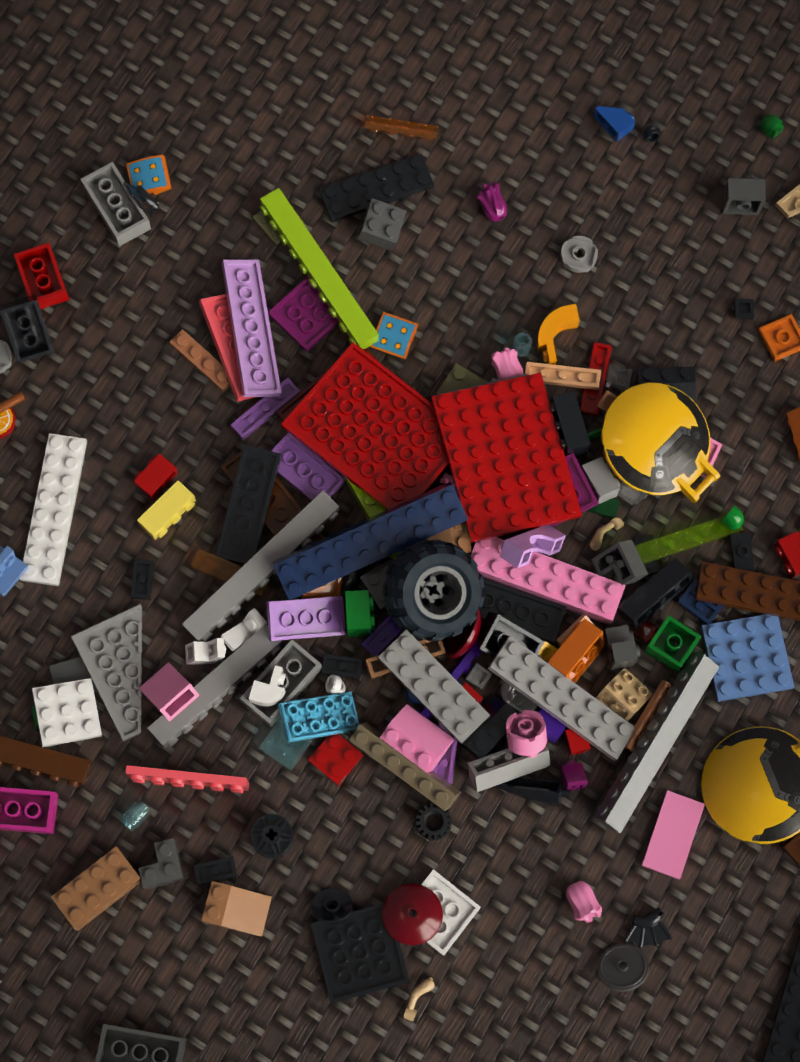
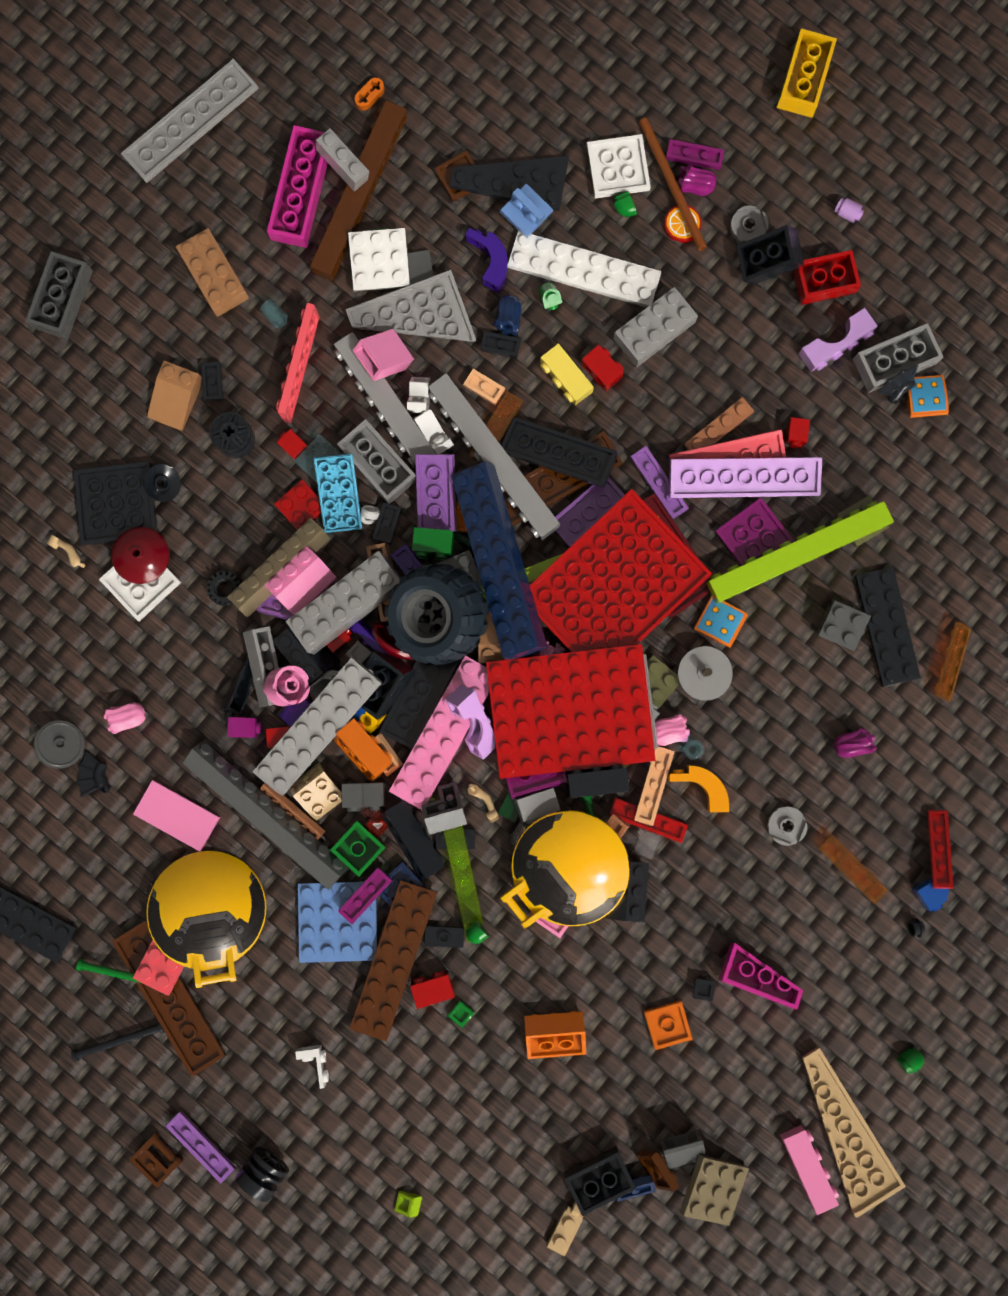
camera: 105 degrees right, 10 degrees up
(49, 595) = (493, 247): none -> dark purple arch
(87, 537) = (549, 296): none -> plate
(88, 244) = (818, 353): none -> lavender arch
(108, 431) = (655, 327): none -> light grey brick
(111, 574) = (508, 315): none -> dark blue piece
(166, 870) = (220, 337): dark grey brick -> none
(188, 590) = (484, 387): none -> light nougat plate
(199, 287) = (797, 432): none -> red brick
(269, 694) = (362, 444): white brick -> none
(273, 775) = (291, 444): none -> red brick
(448, 340) = (705, 673): none -> light grey piece
(577, 119) = (940, 849): none -> red tile
(608, 193) = (853, 869): none -> clear orange plate
(718, 629) = (365, 895): none -> magenta plate
(722, 268) = (753, 976): none -> dark pink wedge
(743, 196) = (829, 1013): dark grey brick -> none

